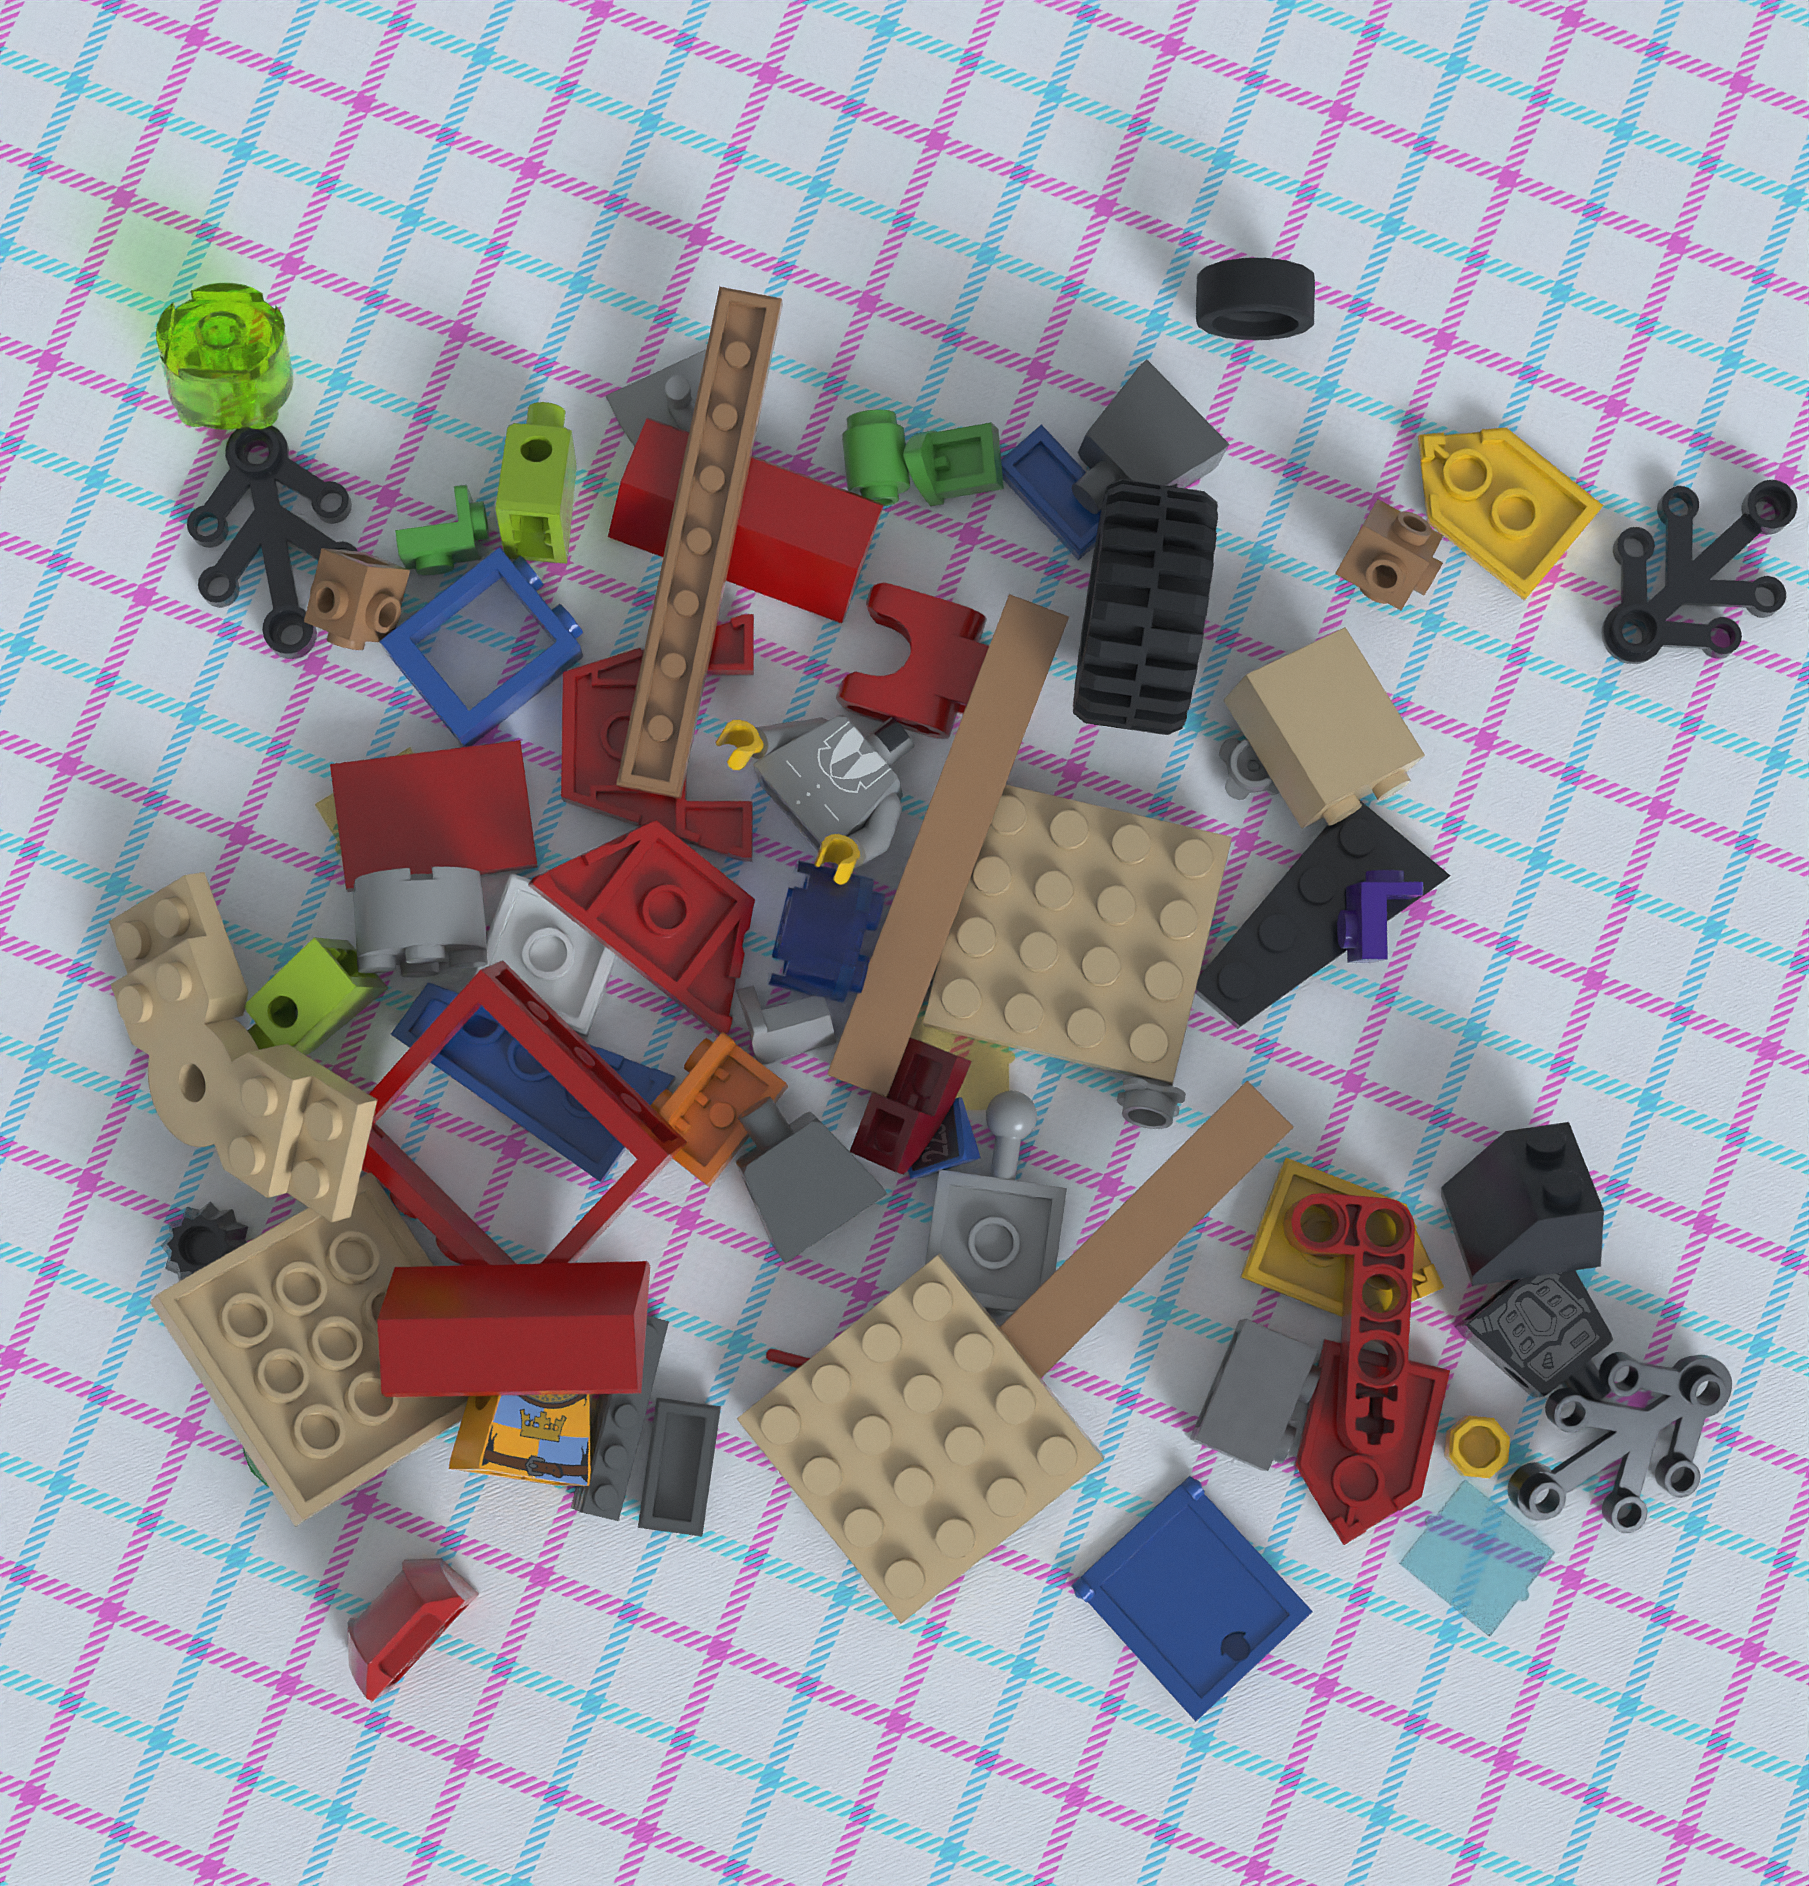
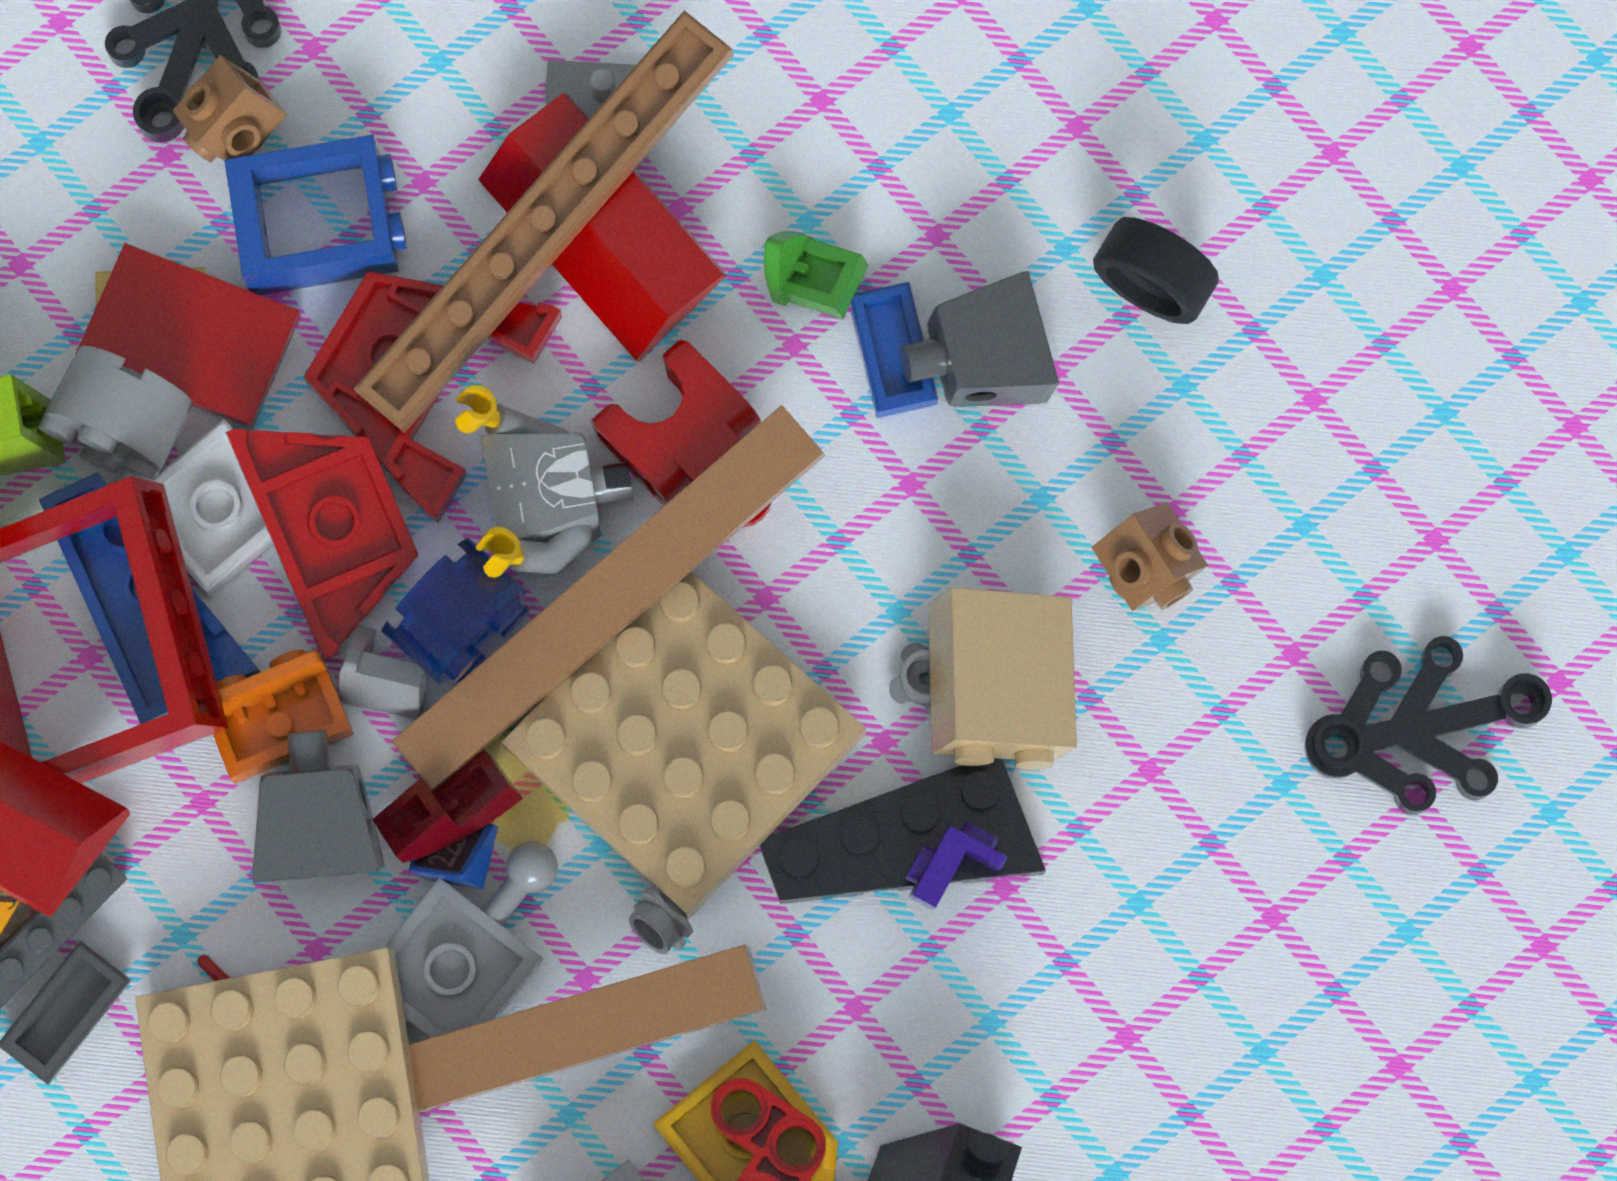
camera: 35 degrees right, 5 degrees down
(439, 546) = (329, 110): bright green bracket -> none
(537, 486) = (436, 102): lime torso -> none
(875, 456) = (742, 230): bright green brick -> none
(1145, 607) = (890, 477): black tyre -> none
(1502, 503) = (1282, 570): yellow tile -> none

